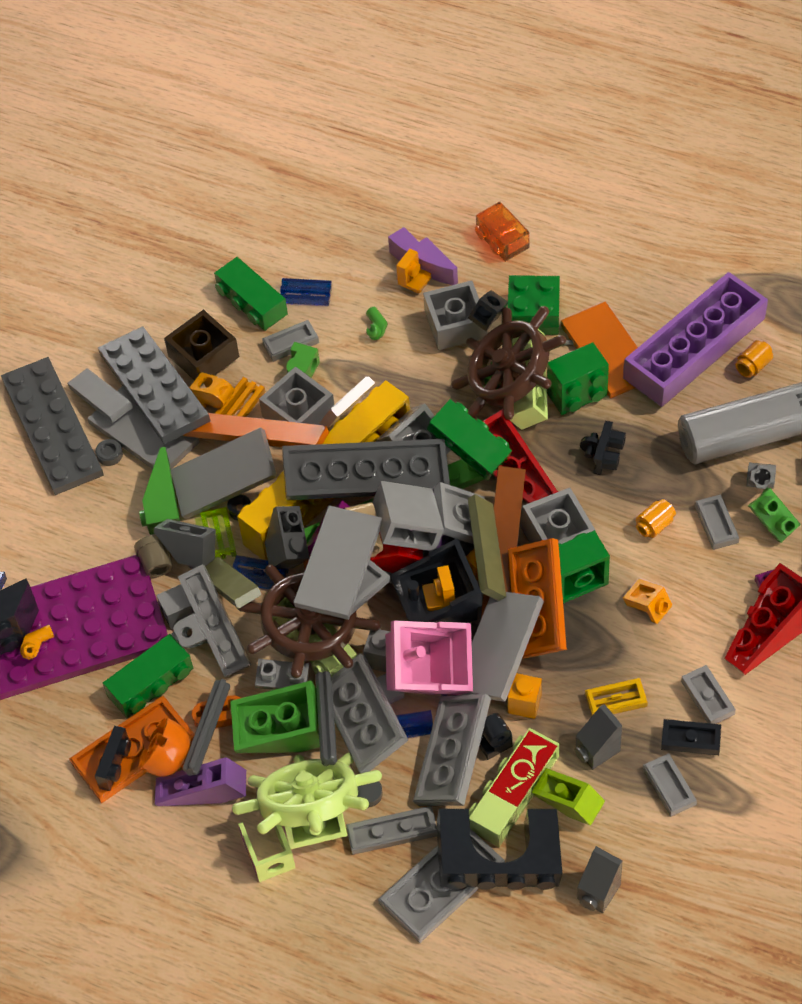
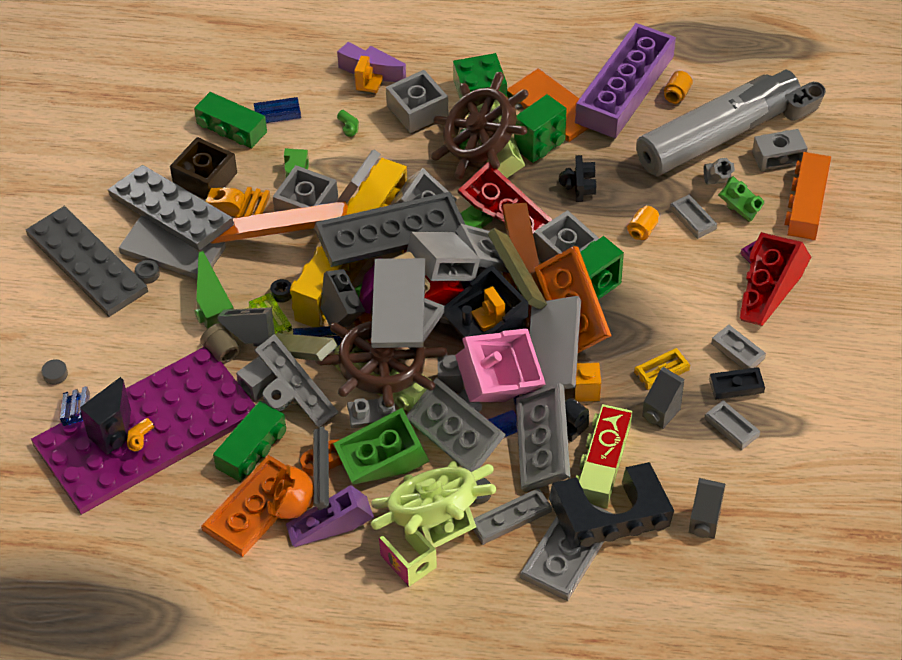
camera: 20 degrees left, 5 degrees down
(100, 395) = (124, 226): light grey tile -> none
(110, 764) = (244, 522): black plate -> none
(223, 473) = (262, 262): light grey tile -> none
(280, 343) = (273, 153): light grey tile -> none
(326, 720) = (426, 435): dark grey axle -> none
(469, 439) = (470, 189): green brick -> none
(487, 310) = (448, 87): black leg -> none
(502, 231) = (431, 31): clear orange brick -> none
(569, 796) = (660, 449): lime slope -> none
(648, 598) = (661, 284): light orange bracket -> none

